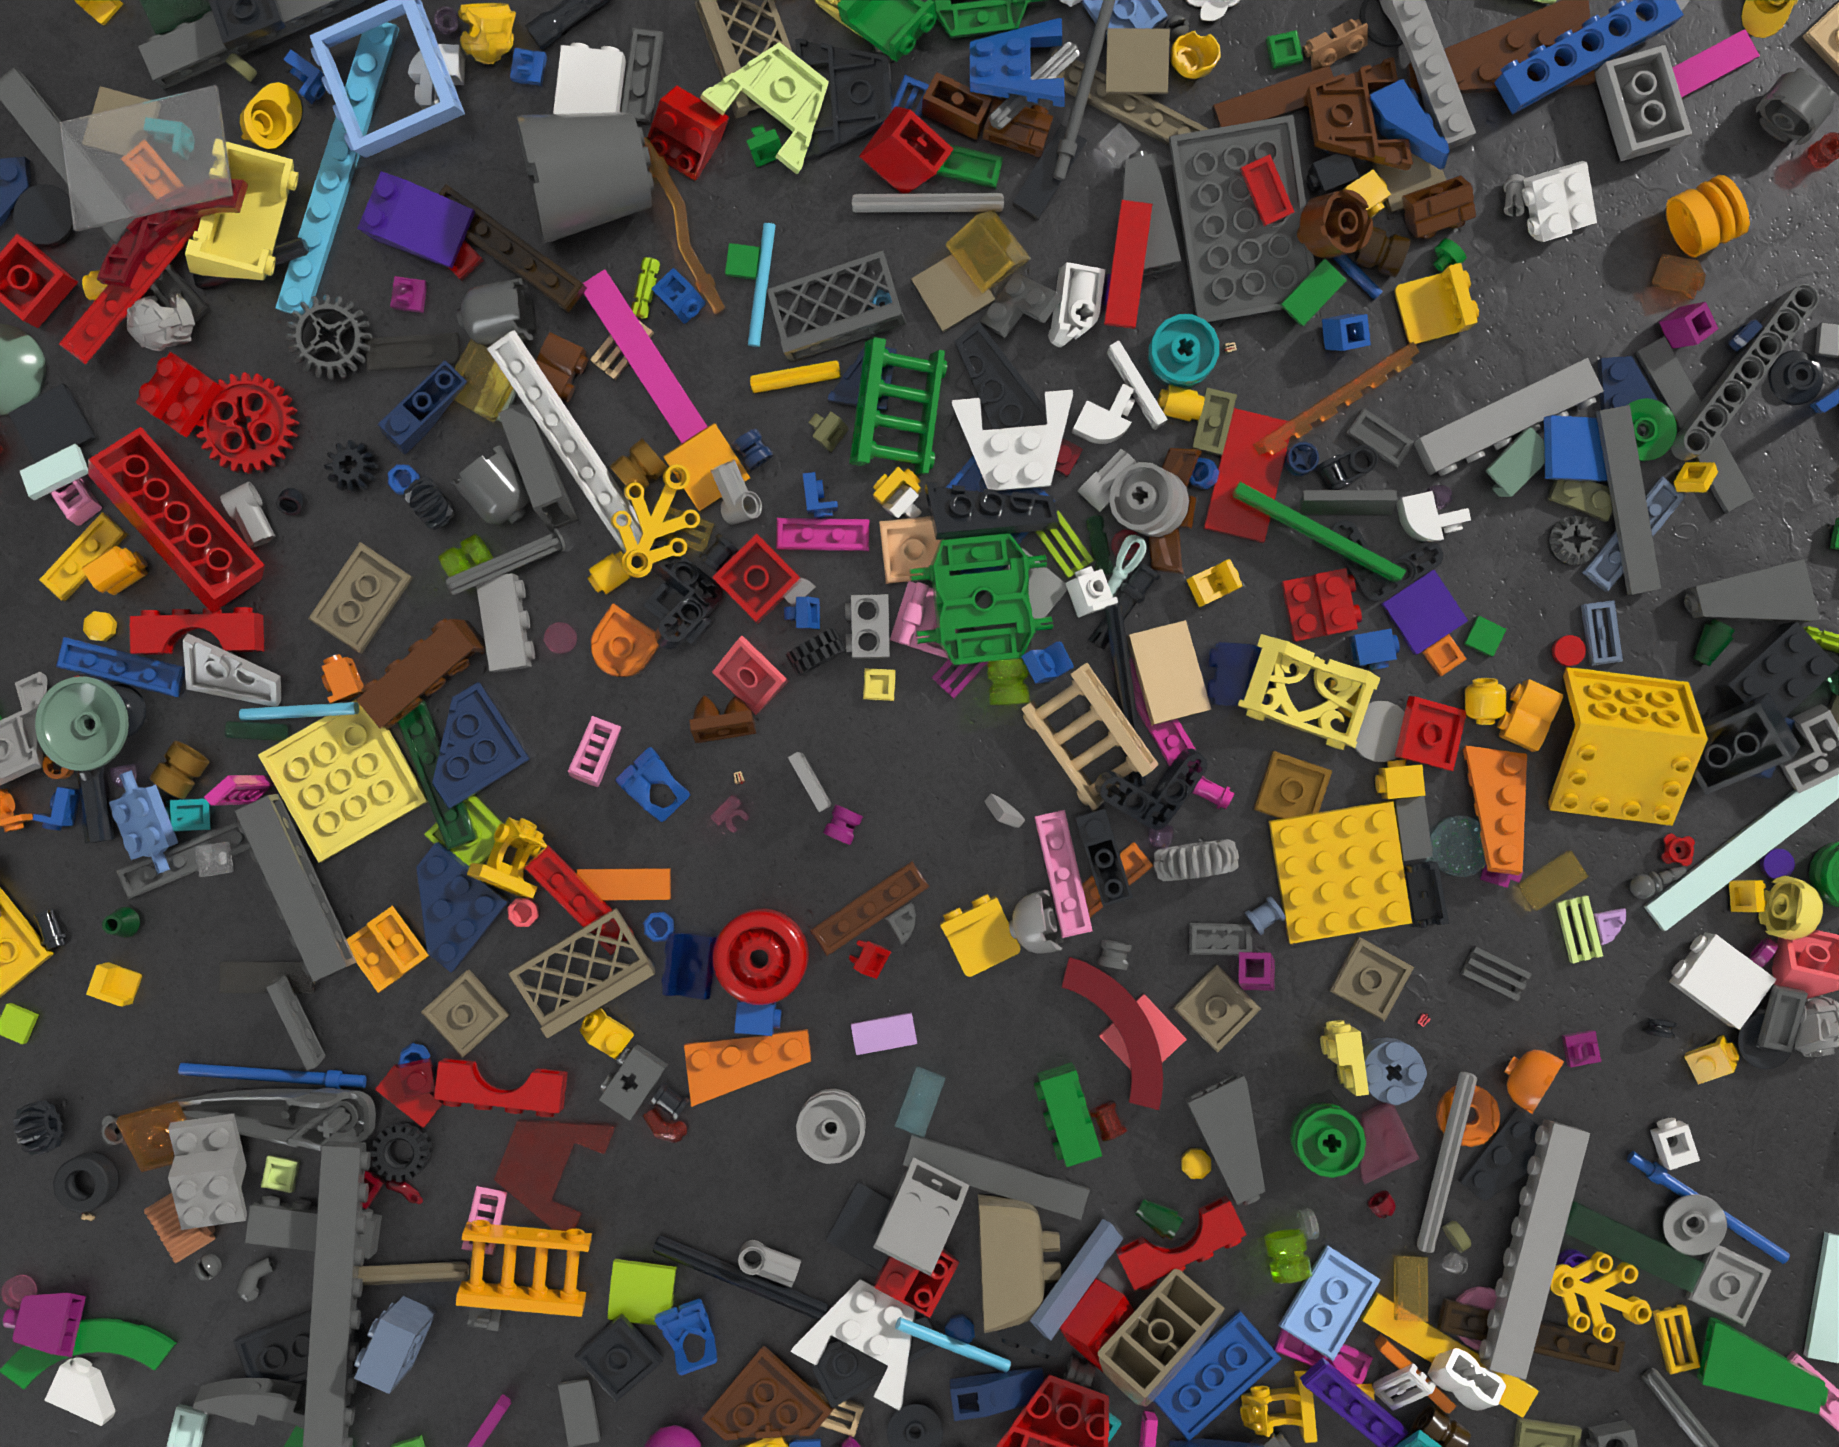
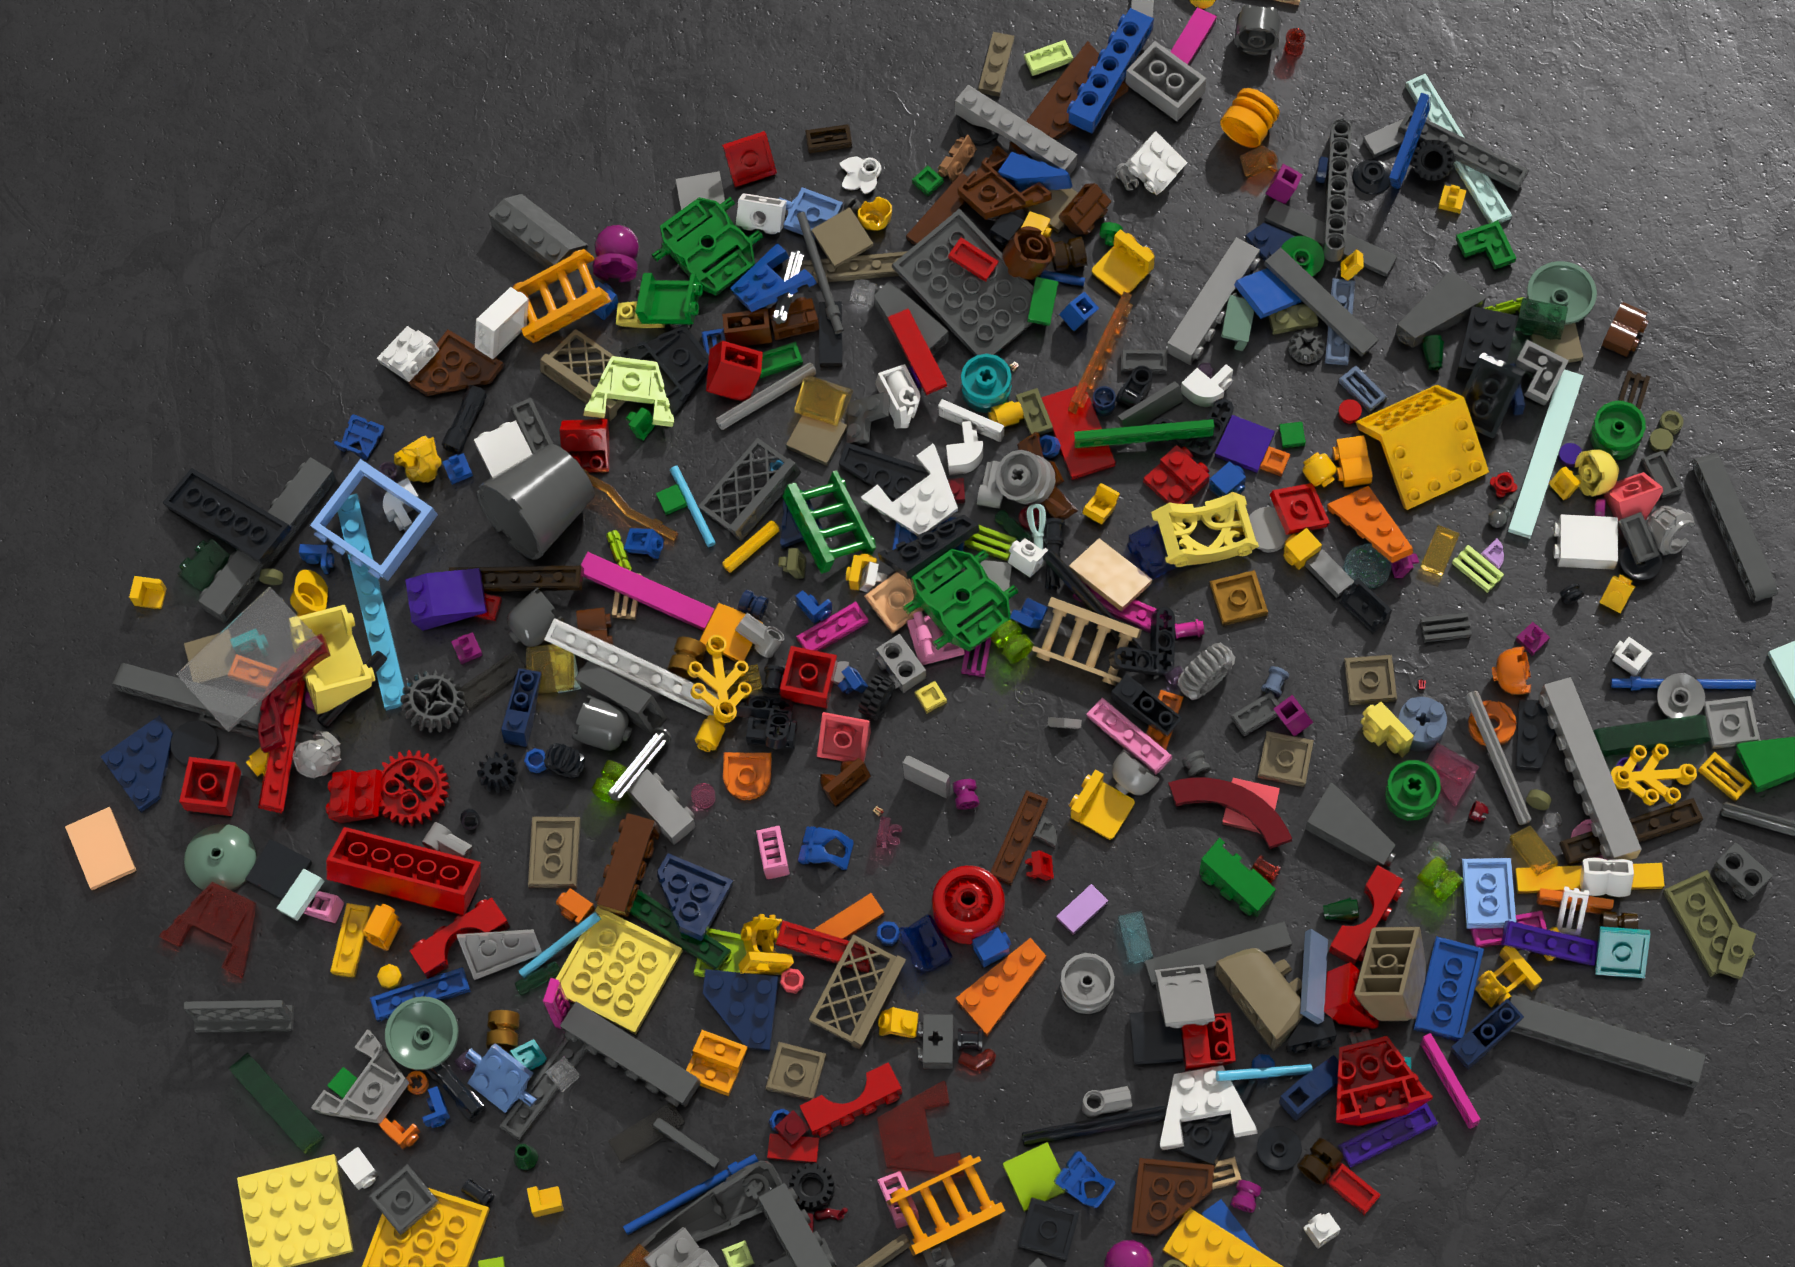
camera: 30 degrees left, 20 degrees down
(1195, 1163) = (1341, 862): yellow tile -> none
(1340, 871) = (1303, 626): yellow plate -> none

